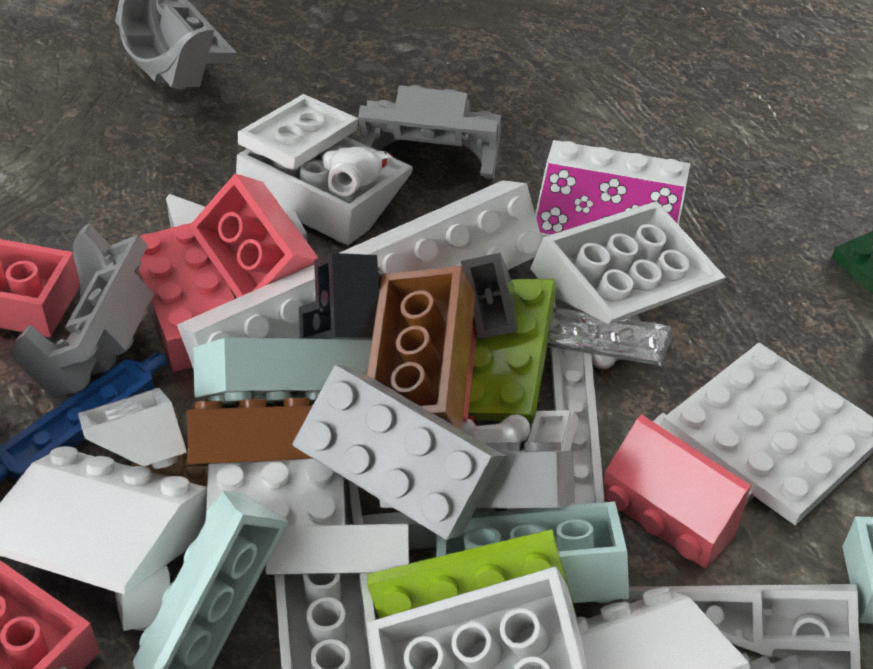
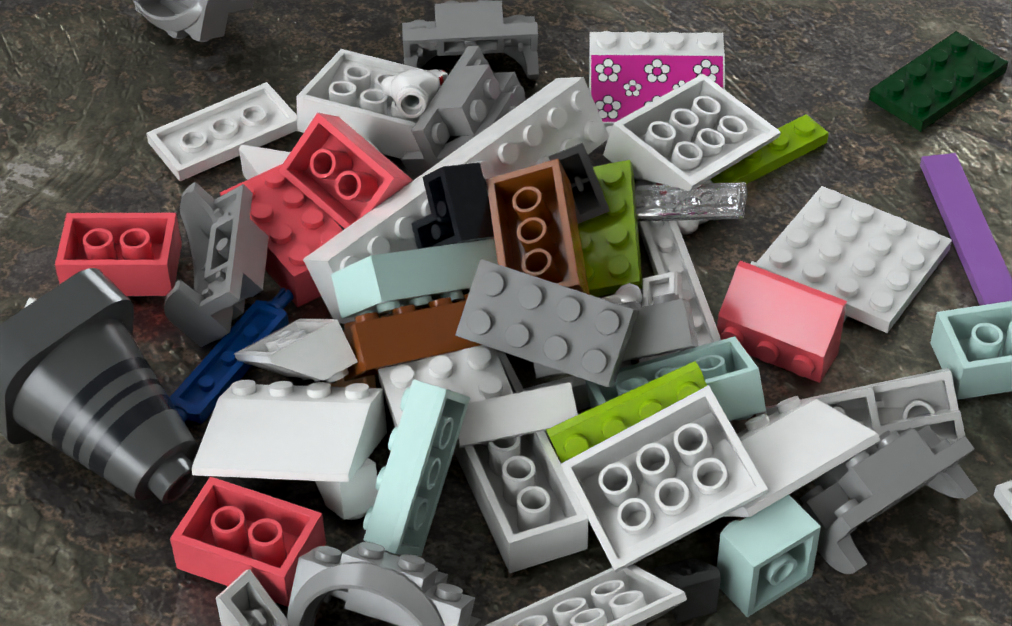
camera: 10 degrees left, 0 degrees up
(147, 179) = (219, 130): none -> white plate
(297, 131) = (347, 64): white plate -> none
(398, 193) = (462, 107): none -> light grey piece
(738, 289) = (794, 141): none -> lime plate

